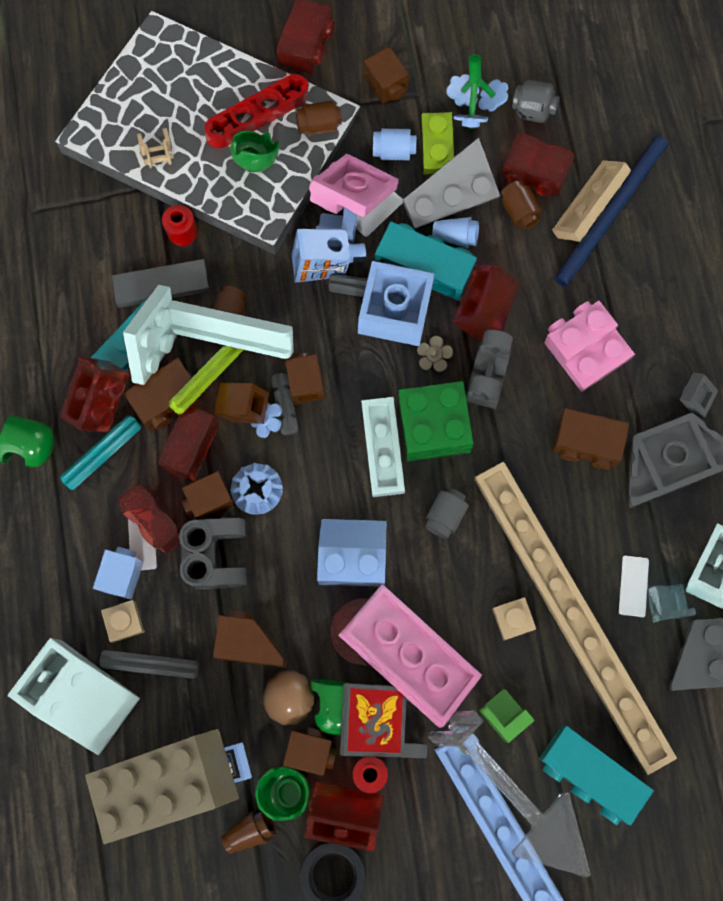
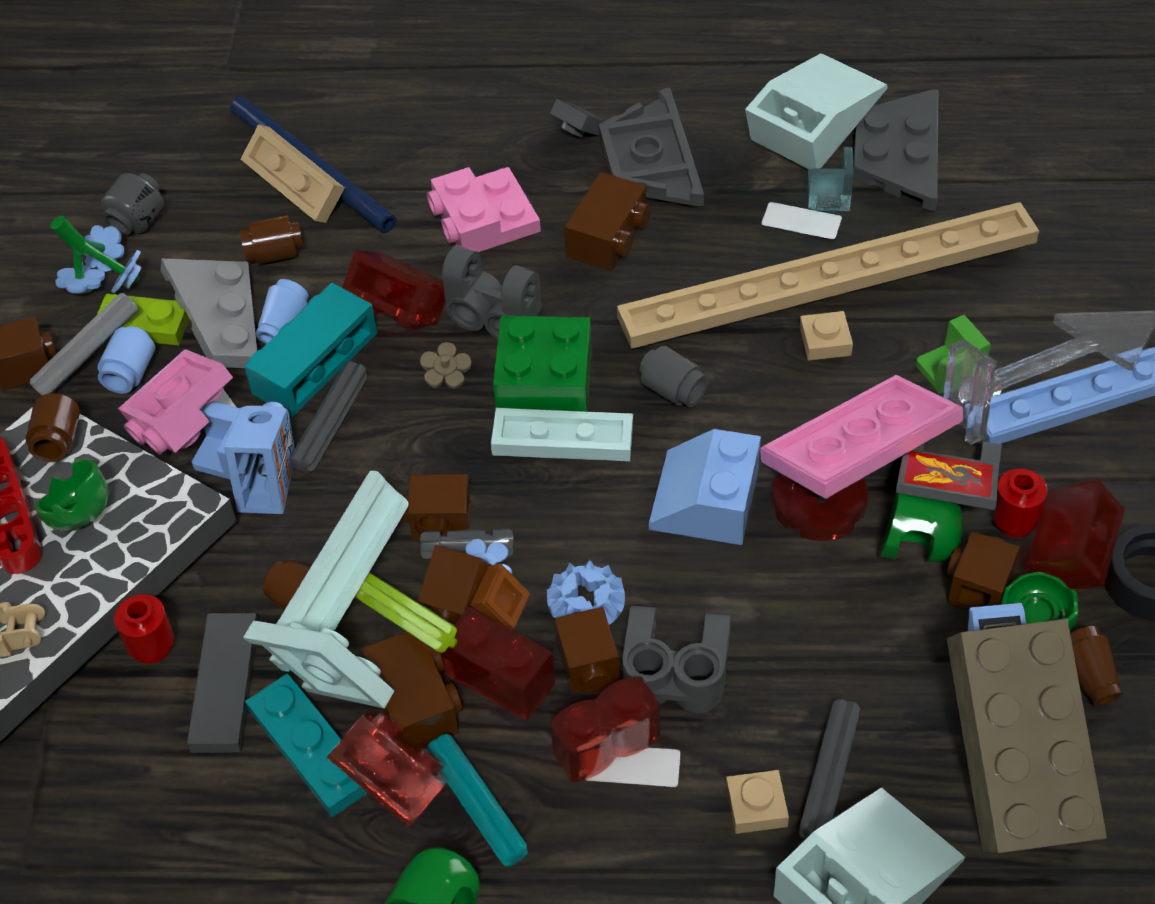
camera: 80 degrees left, 25 degrees down
(118, 573) = (682, 787): light blue brick -> none
(239, 434) = (500, 596): none -> dark orange tile
(246, 641) = (818, 611): reddish brown slope -> none
(288, 697) = (901, 595): medium nougat hair -> none
(395, 303) = (366, 380): light blue slope -> none
(398, 114) = (84, 345): none -> light grey axle
(538, 164) = (214, 218): clear red brick -> none
(594, 776) = (1034, 281): teal brick -> none

